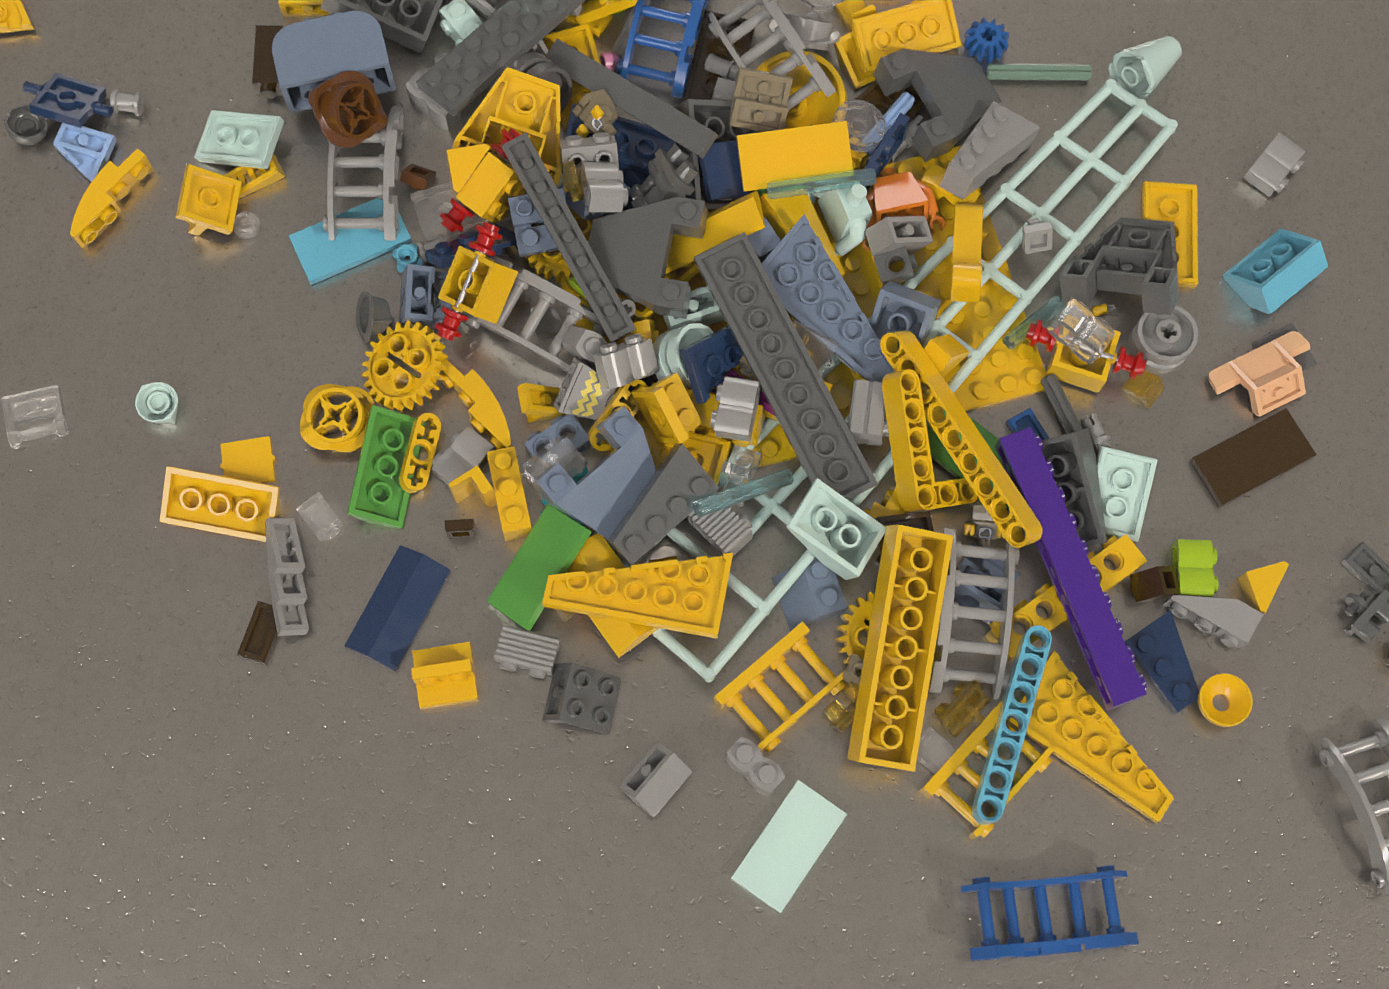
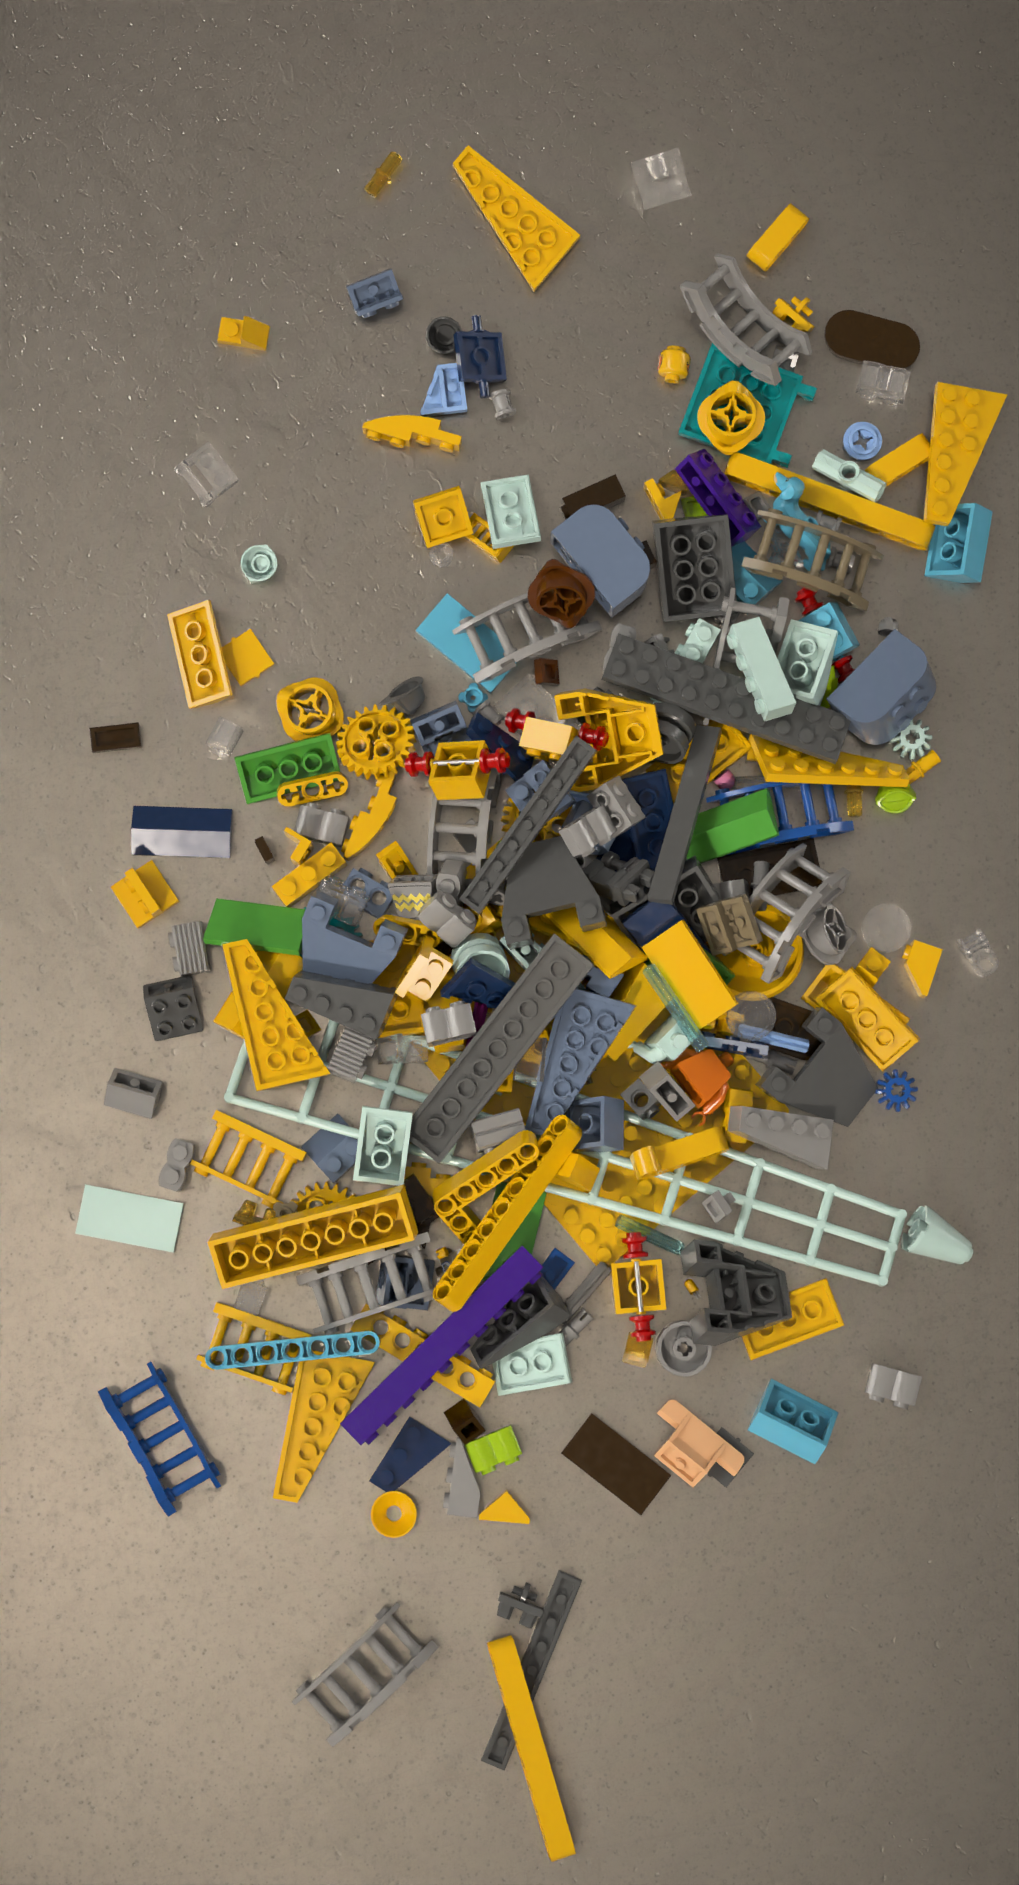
camera: 65 degrees right, 10 degrees up
(285, 576) = (165, 734): light grey slope -> none
(463, 163) = (558, 709): yellow slope -> none
(571, 181) = (582, 804): clear yellow plate -> none
(597, 114) = (659, 795): dark tan piece -> none
(662, 56) = (733, 826): none -> bright green slope
(742, 492) = (383, 1060): clear light blue axle -> none
(964, 708) = (295, 1309): clear yellow hips -> none
(1039, 71) = (890, 1148): sand green axle -> none
(1081, 331) = (646, 1275): clear brick -> none

